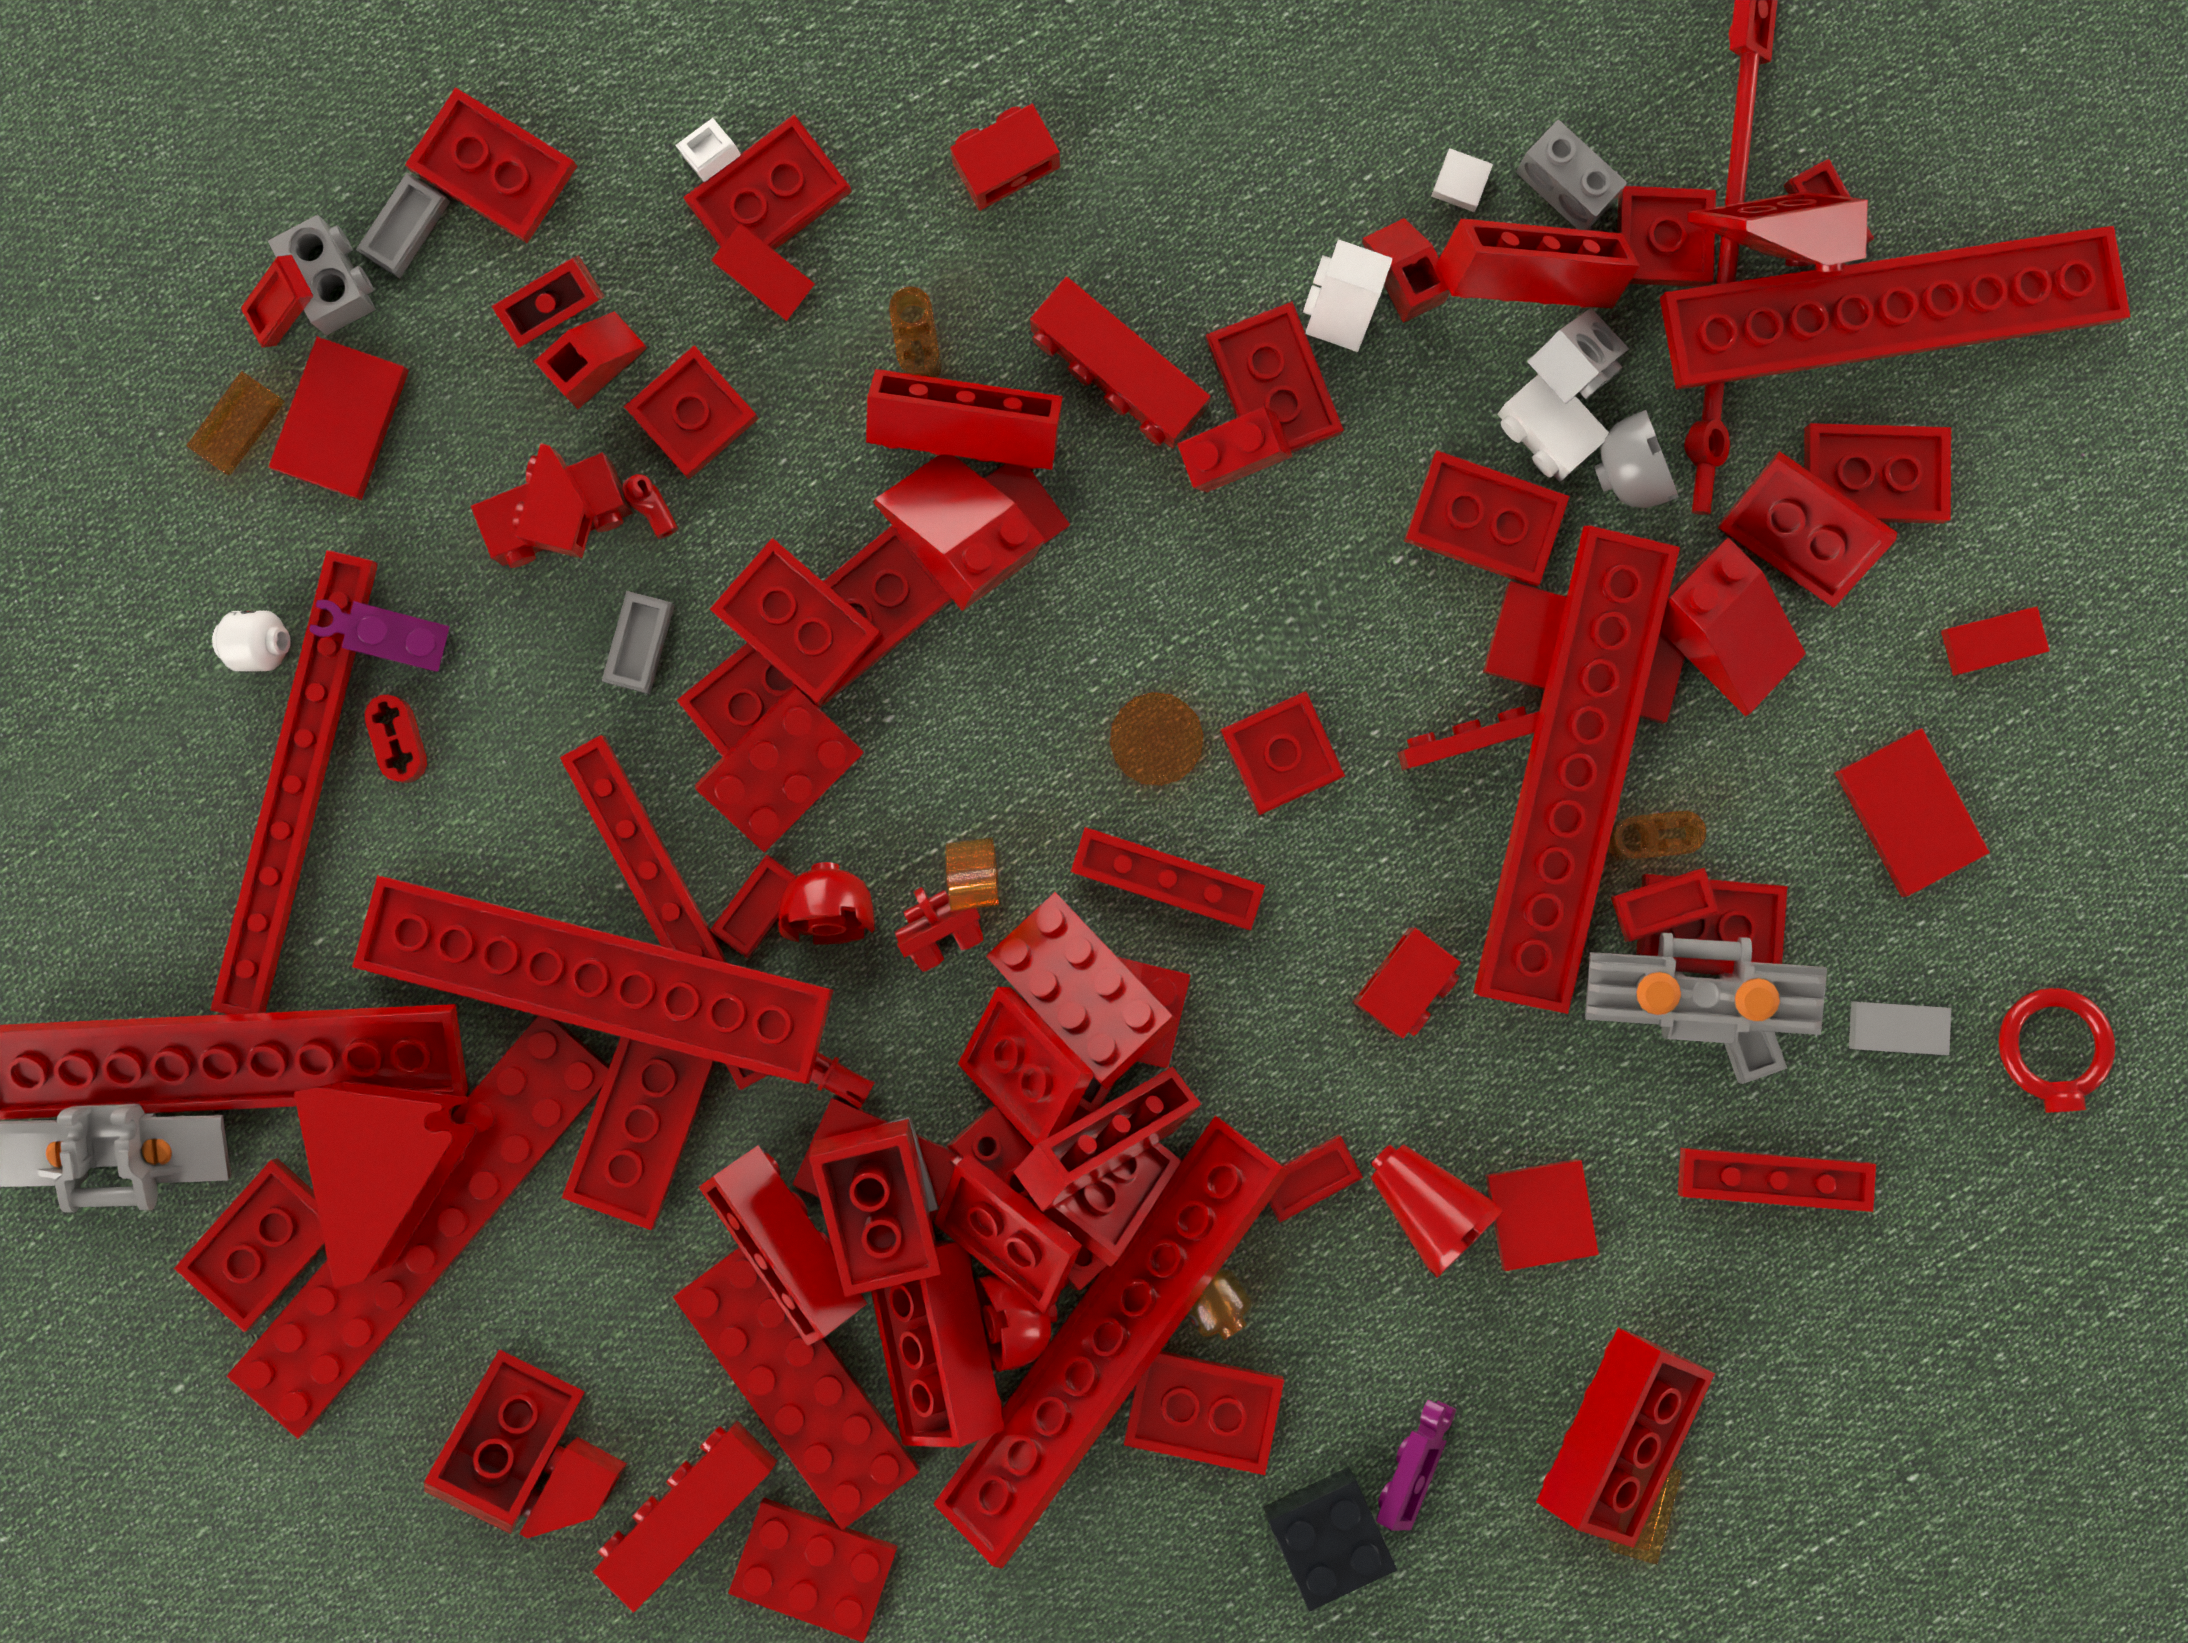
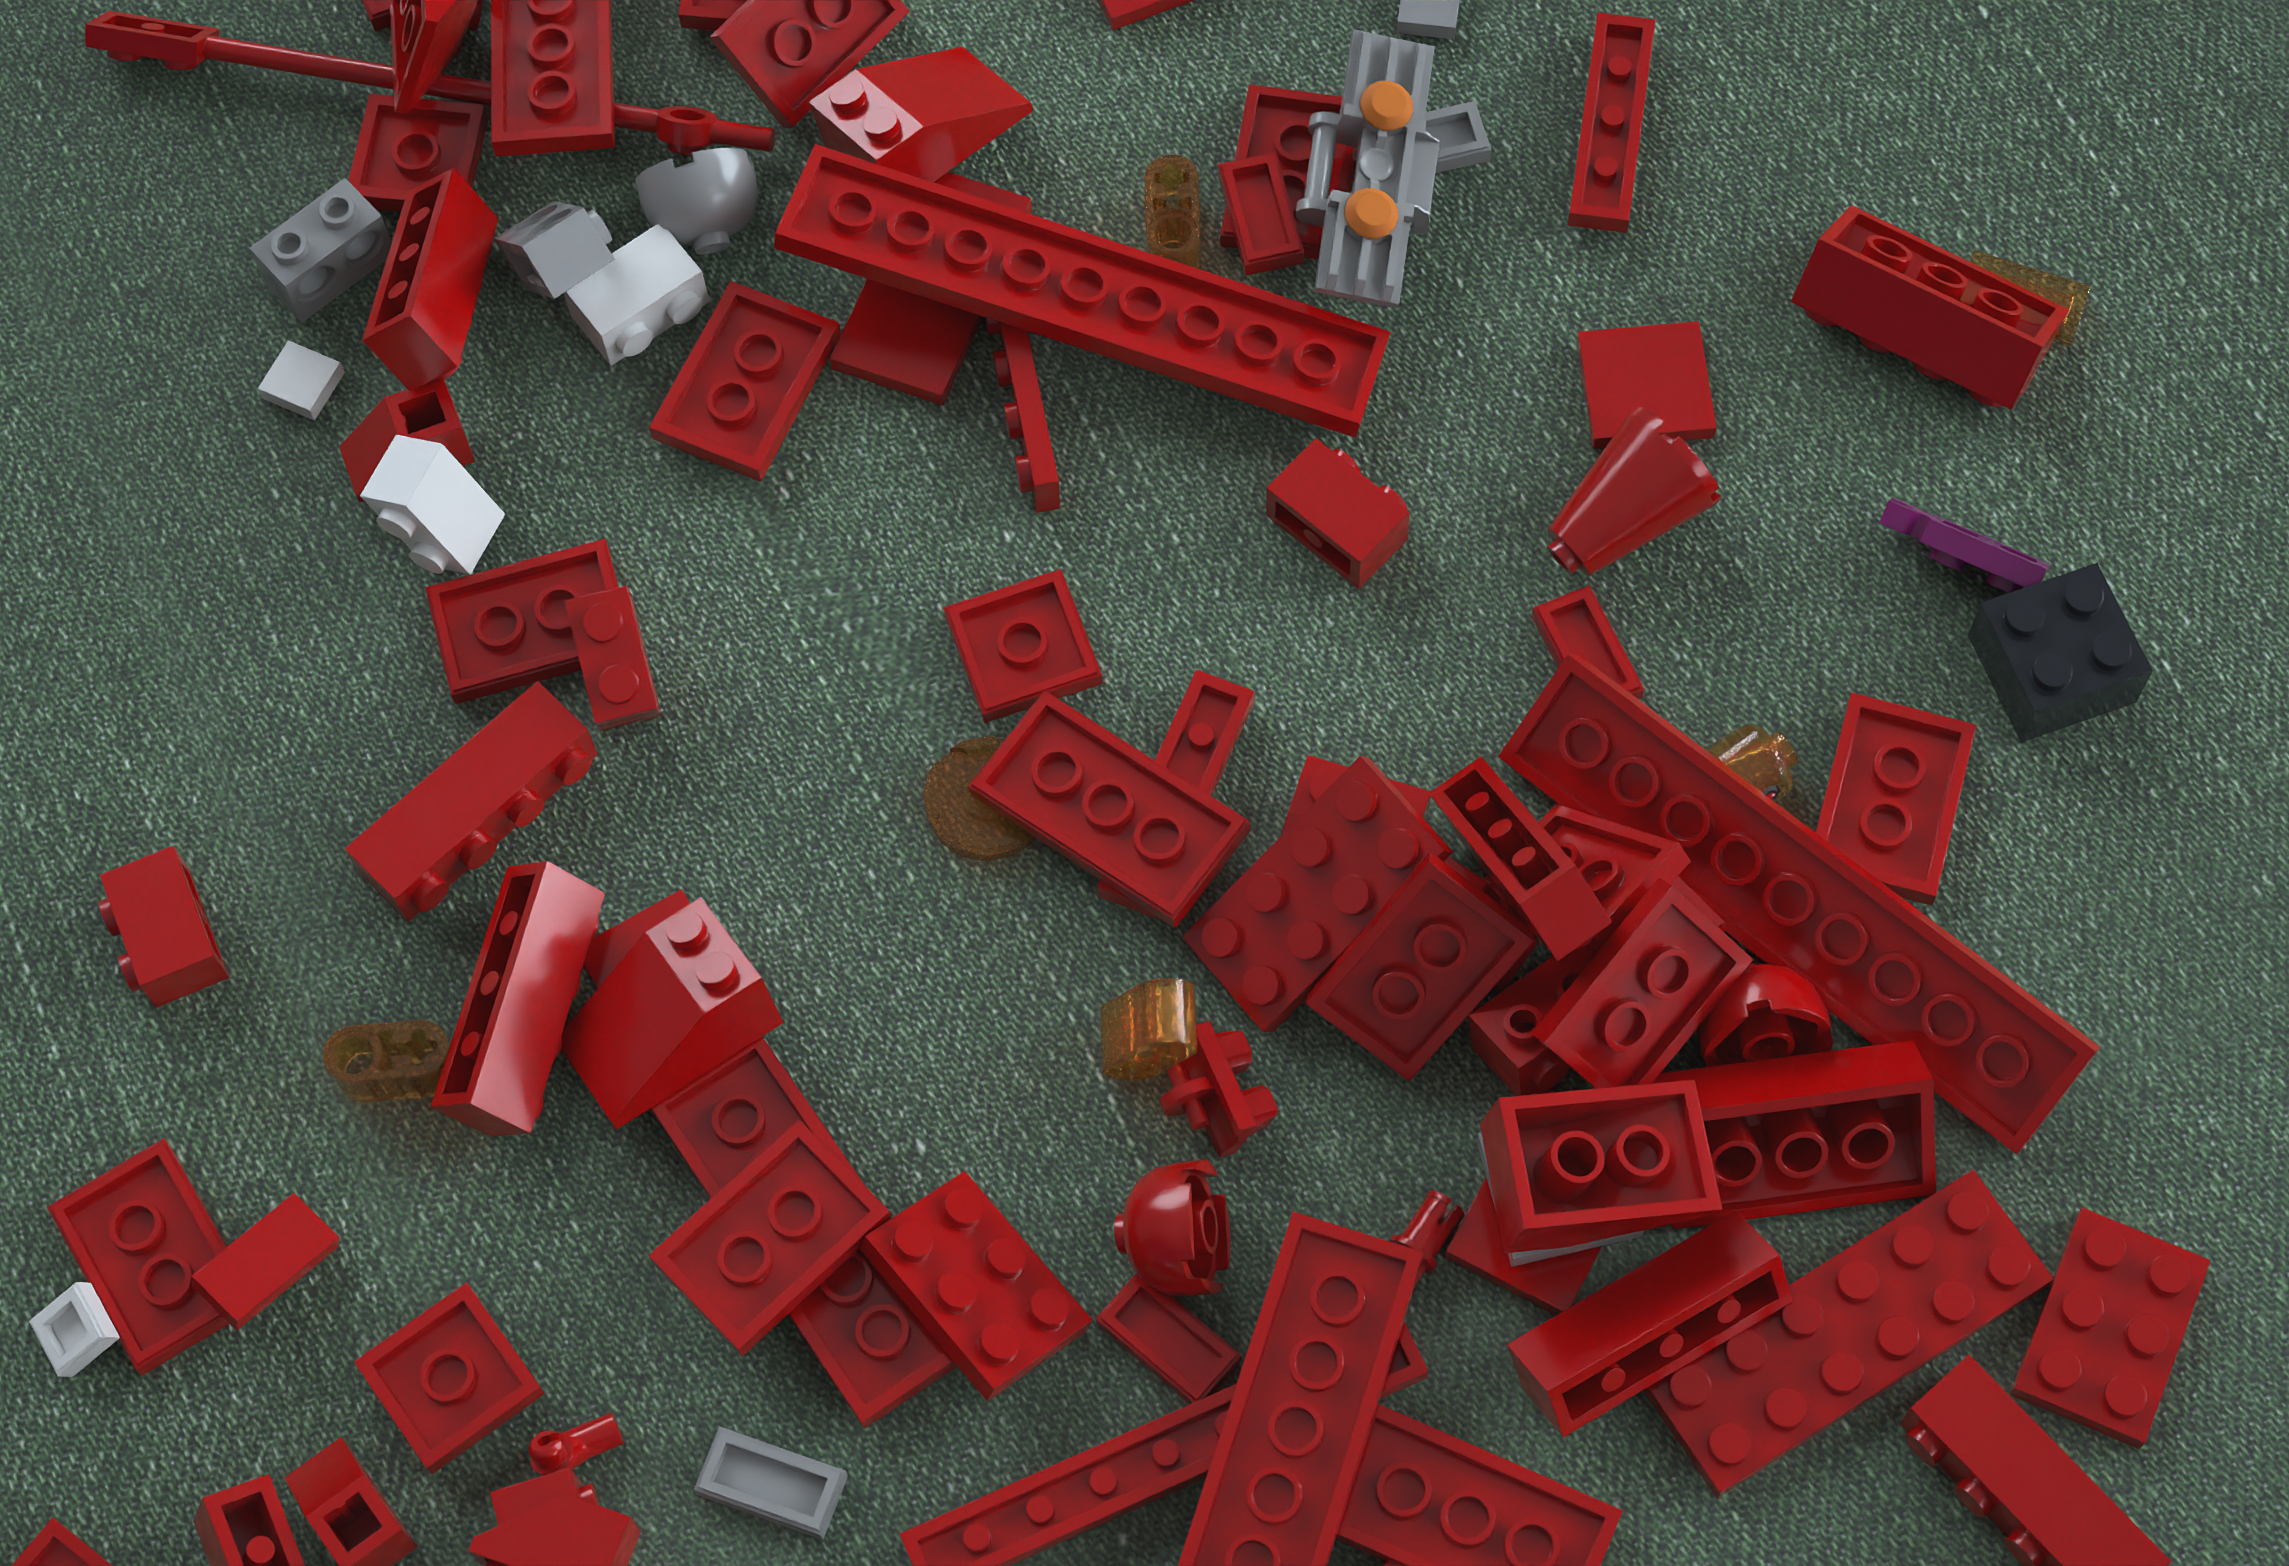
camera: 80 degrees left, 20 degrees down
(1145, 830) = (1110, 808): none -> red tile

